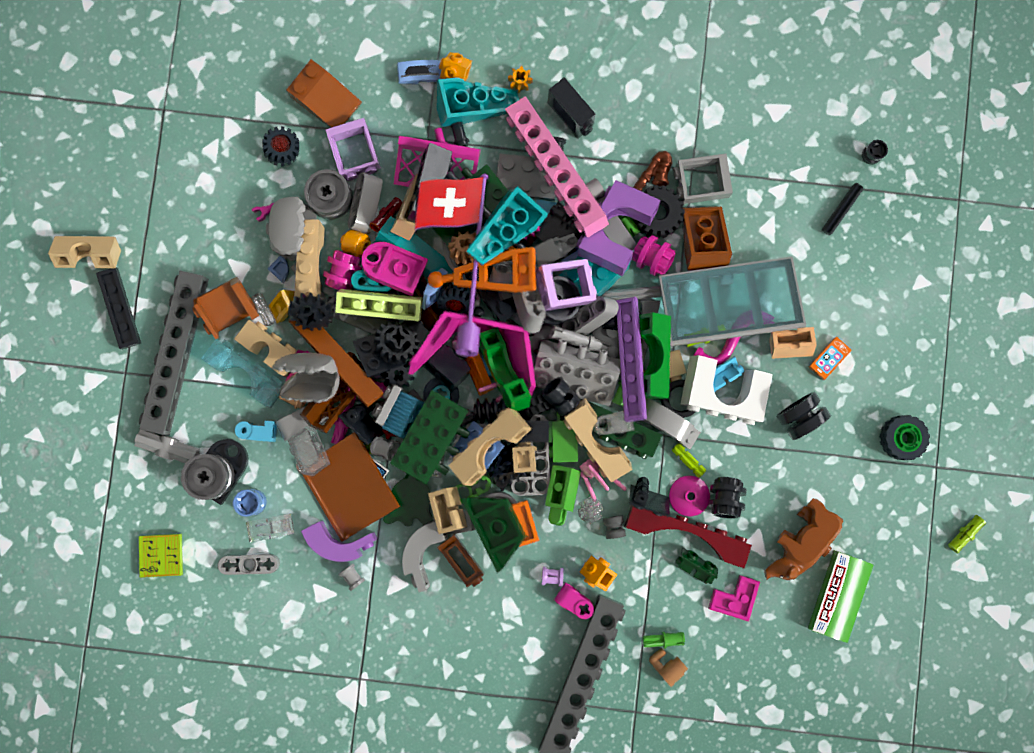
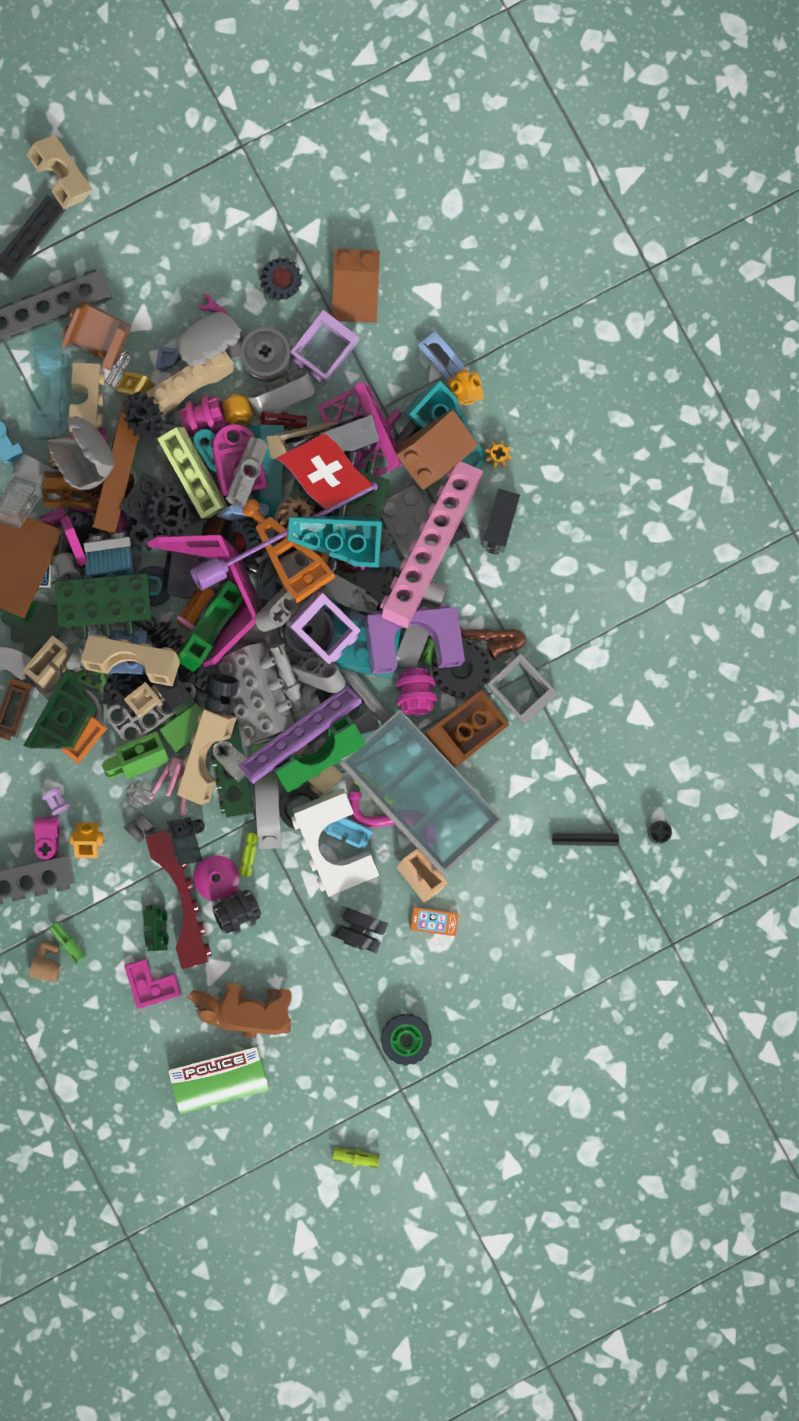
camera: 50 degrees right, 0 degrees up
(367, 428) = (73, 540): none -> dark pink tile
(413, 272) = (242, 483): none -> light grey piece
(460, 489) = (74, 662): none -> light grey plate
(486, 117) = (436, 449): none -> dark orange slope

